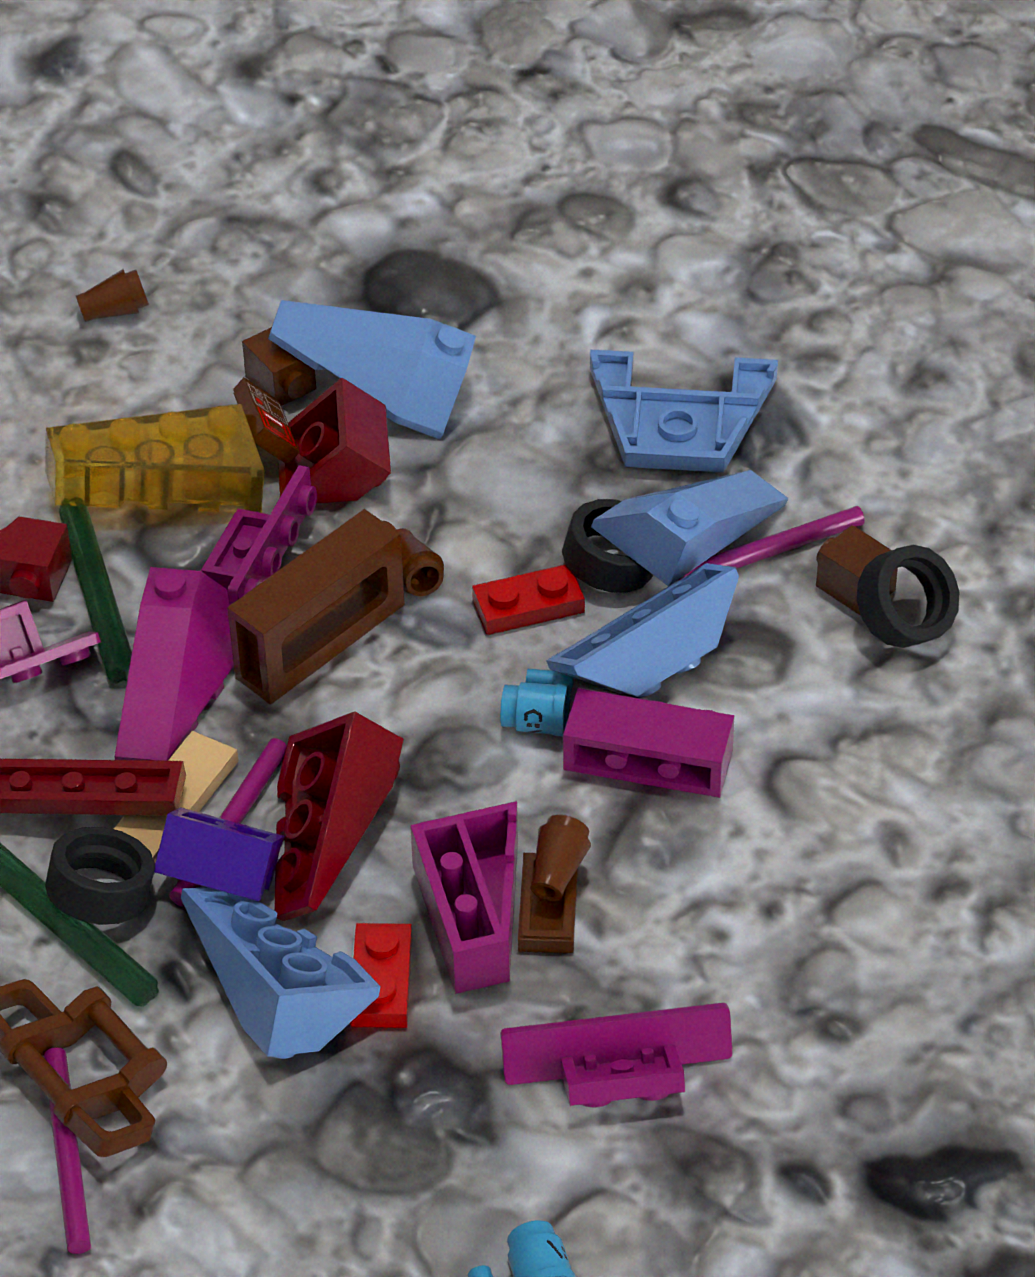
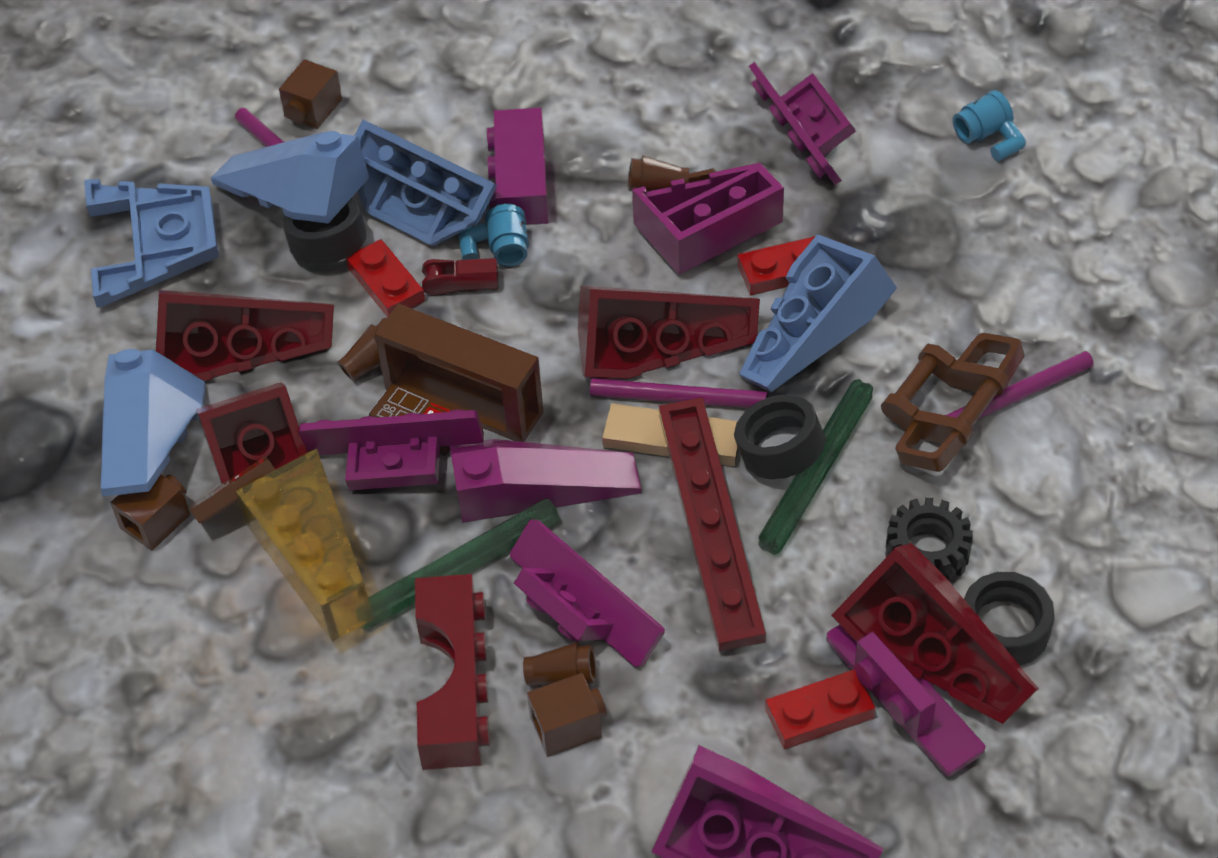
camera: 105 degrees left, 5 degrees up
(113, 297) = (70, 672): reddish brown cone -> none
(218, 853) = (725, 370): dark purple hinge -> none
(495, 437) = (234, 333): none -> dark red wedge
(497, 662) = (459, 275): none -> dark red bar
(939, 588) = (342, 50): black tyre -> none

